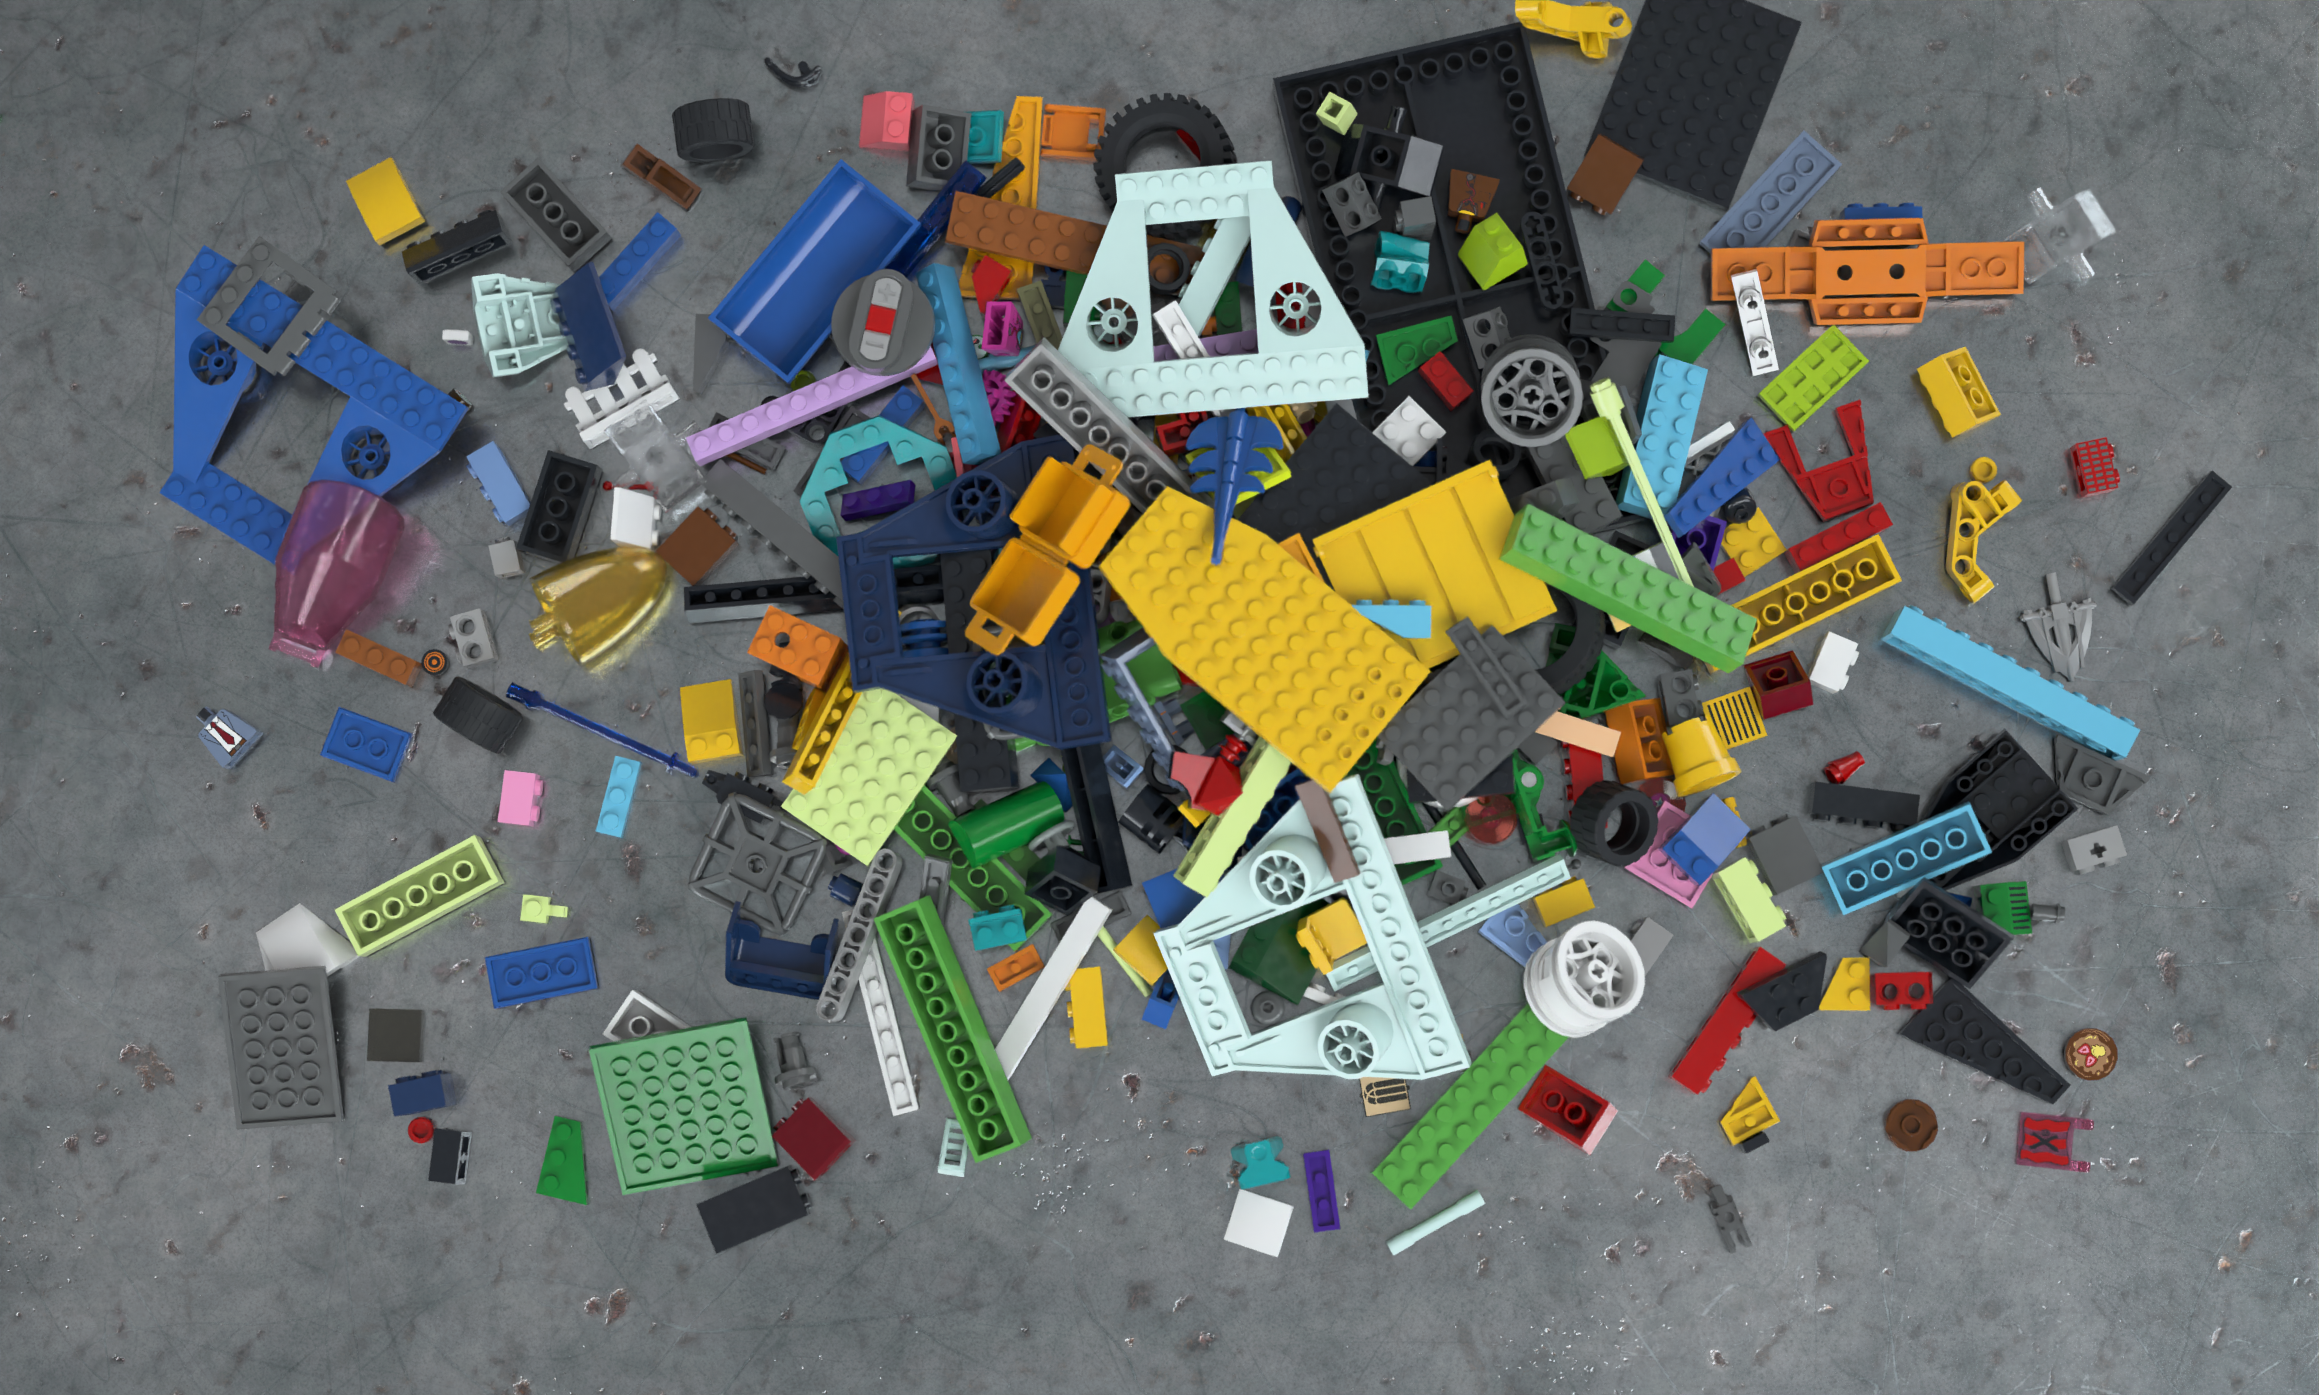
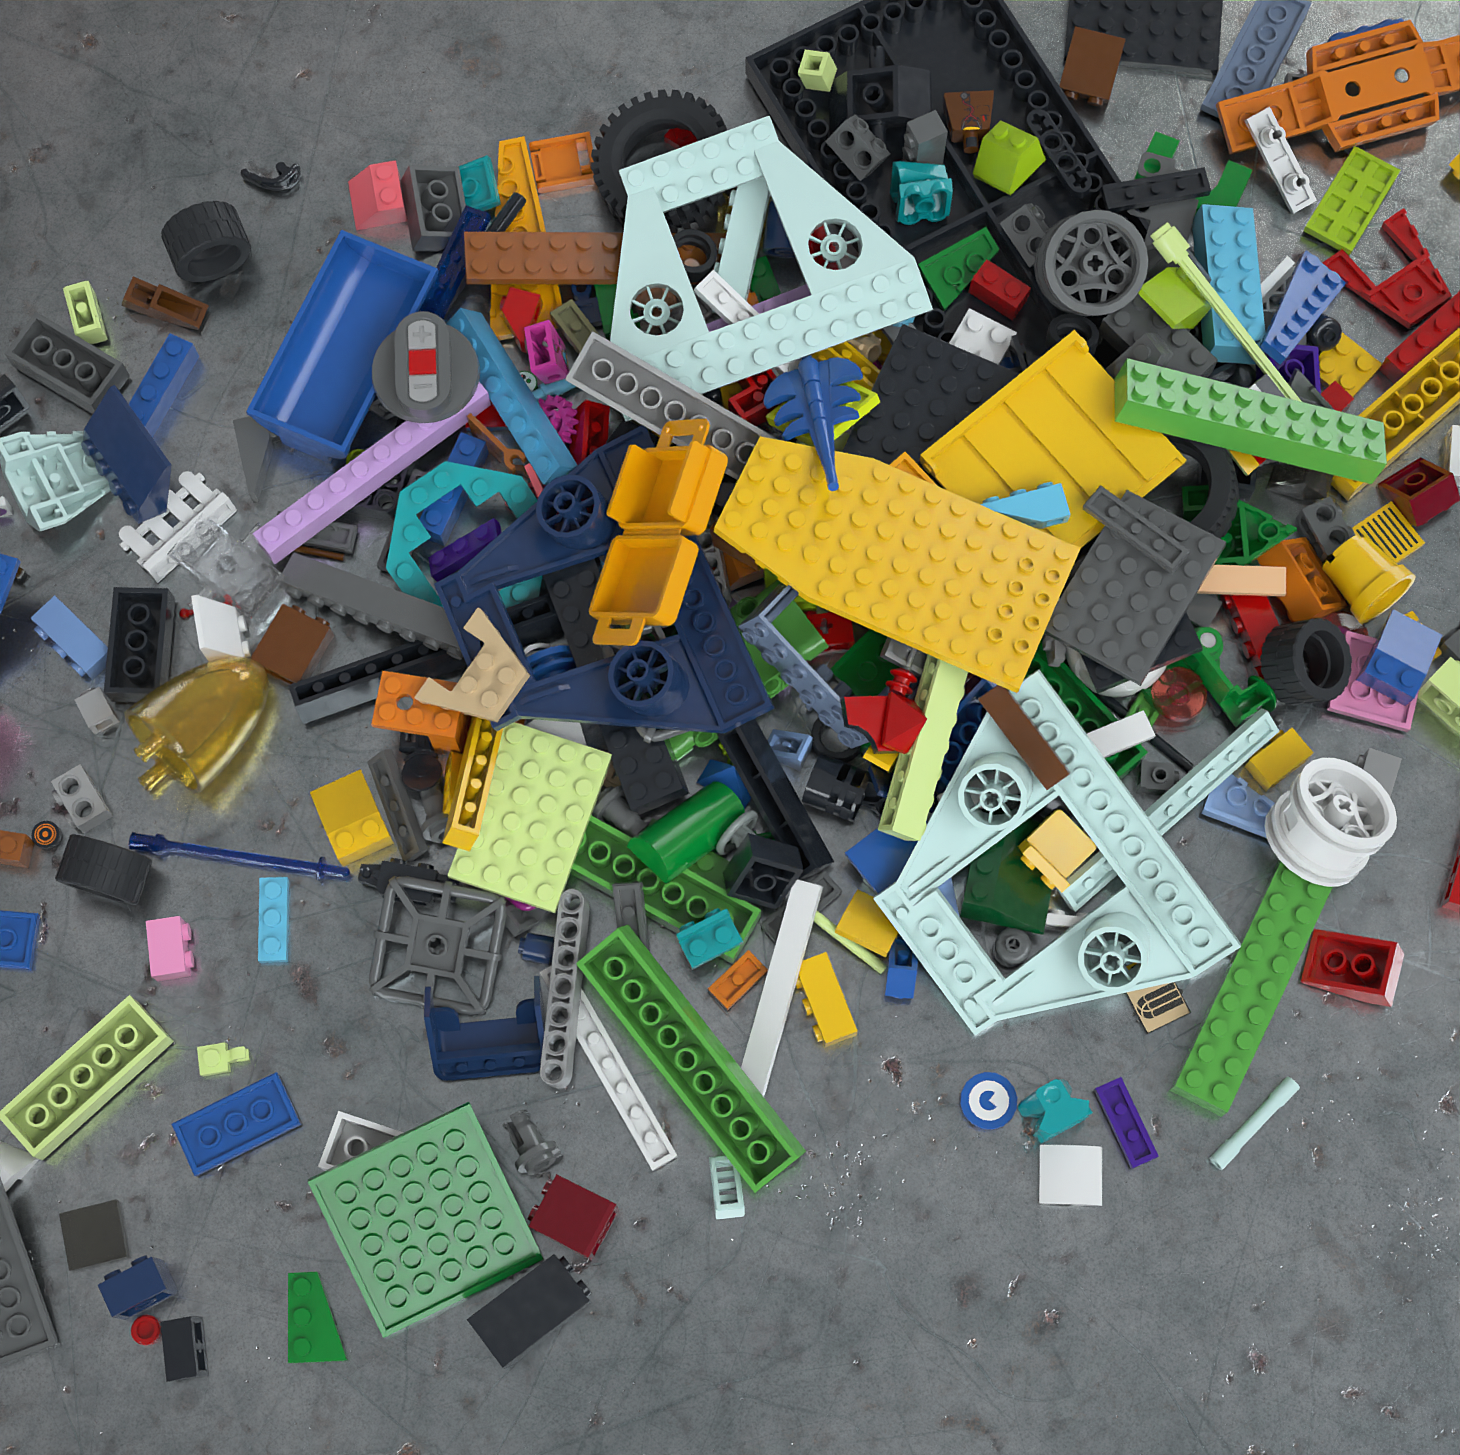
camera: 20 degrees left, 10 degrees down
(584, 168) = (85, 312): none -> yellowish green brick
(860, 647) = (487, 683): none -> tan wing
(1206, 1137) = (988, 1101): none -> blue tile

